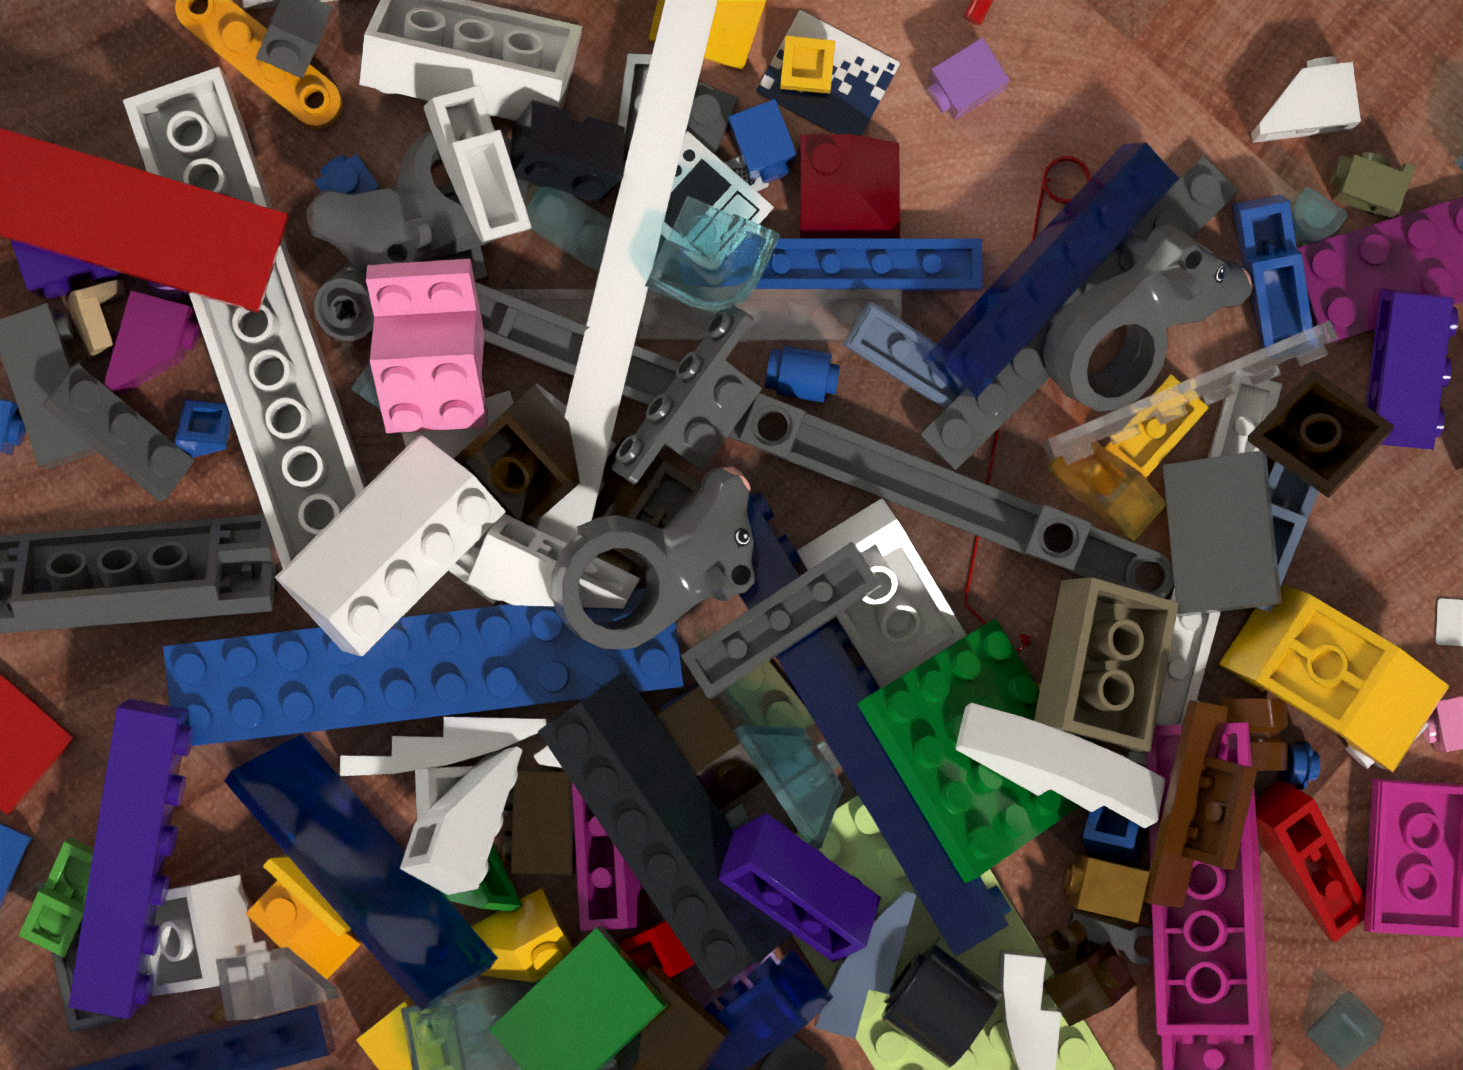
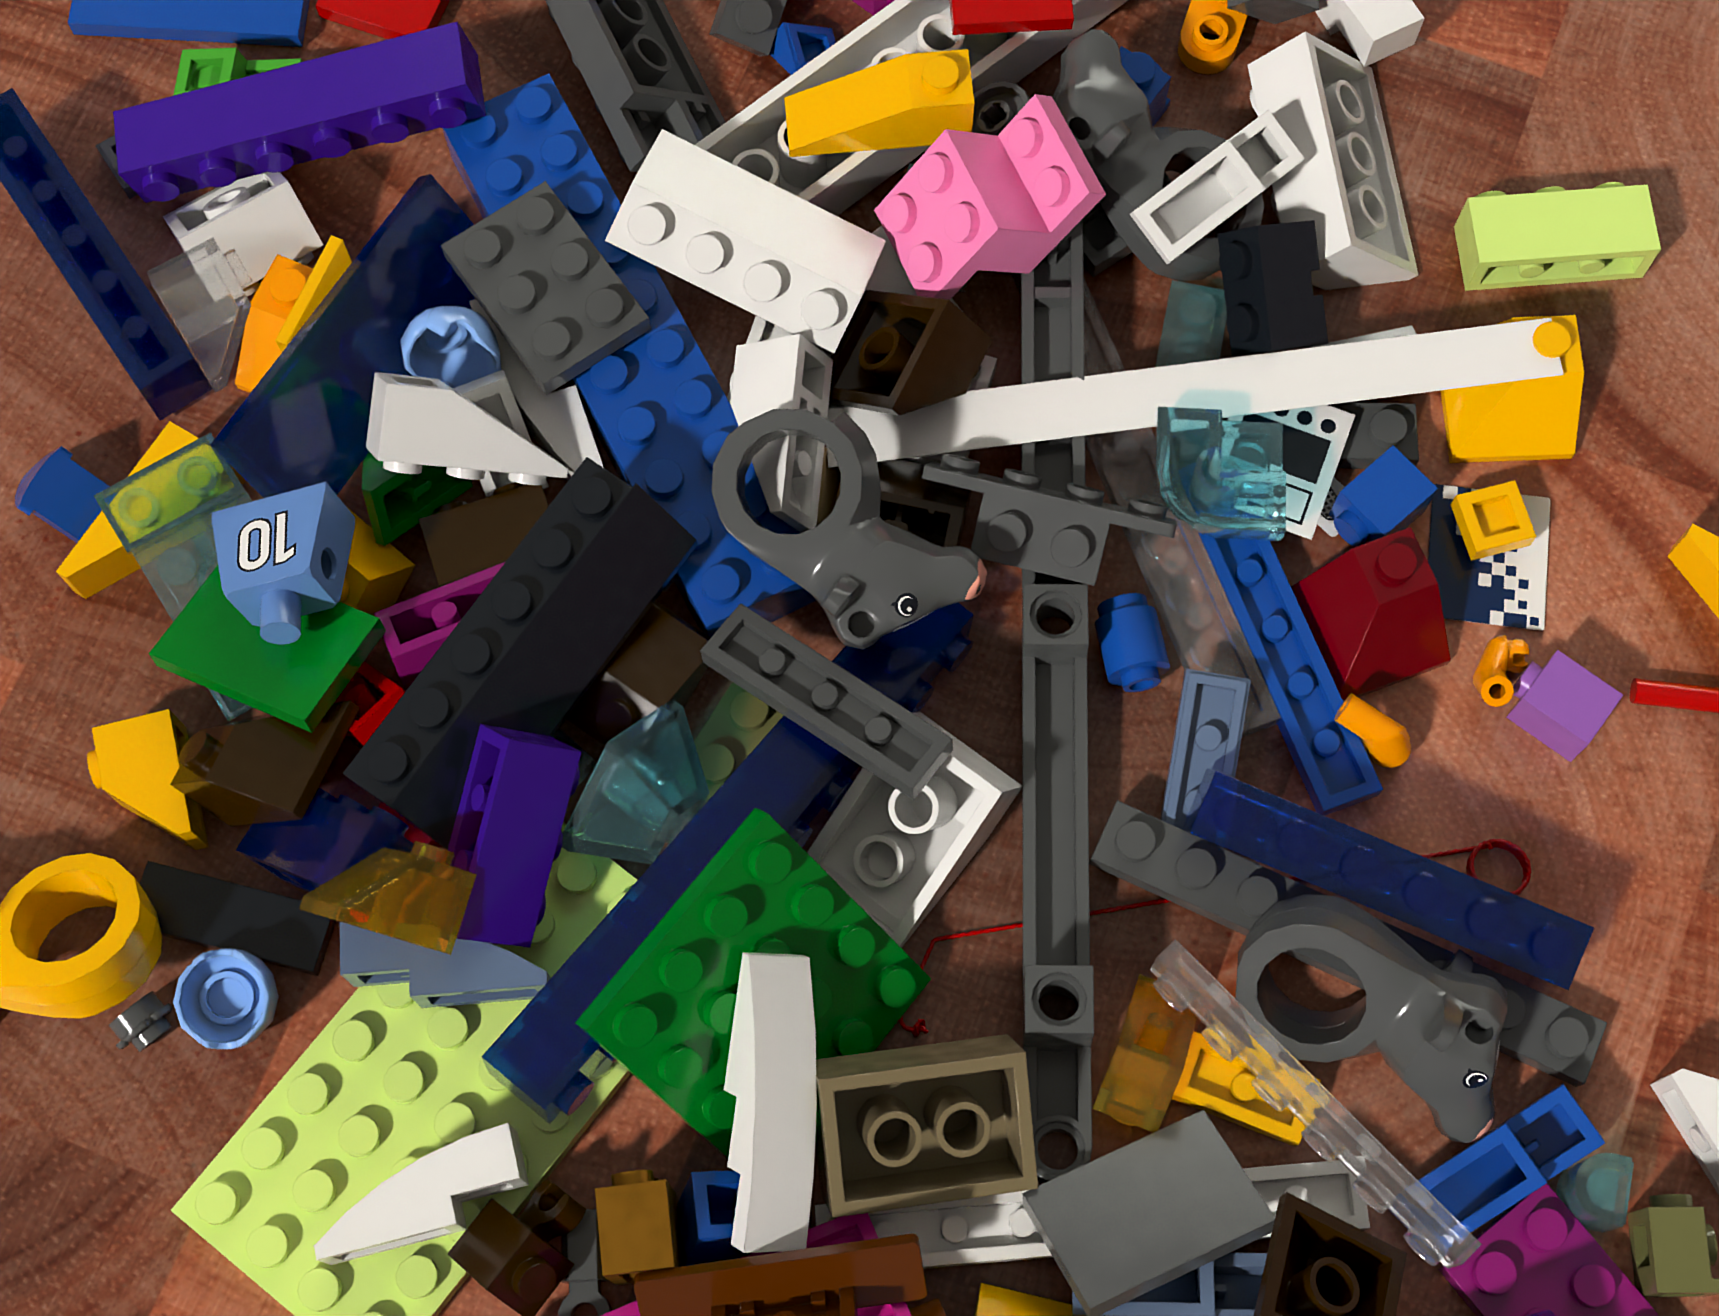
camera: 70 degrees right, 15 degrees down
(311, 396) = (884, 106): none -> yellow slope
(363, 713) = (546, 287): none -> dark grey plate
(380, 800) = (450, 346): none -> light blue hair
(526, 984) = (284, 557): none -> medium blue torso
(829, 979) = (399, 896): none -> clear yellow slope
(921, 119) = (1490, 675): none -> light orange arm
(940, 1004) = (417, 1065): black piece -> none
(945, 221) = (1382, 736): none -> light orange arm

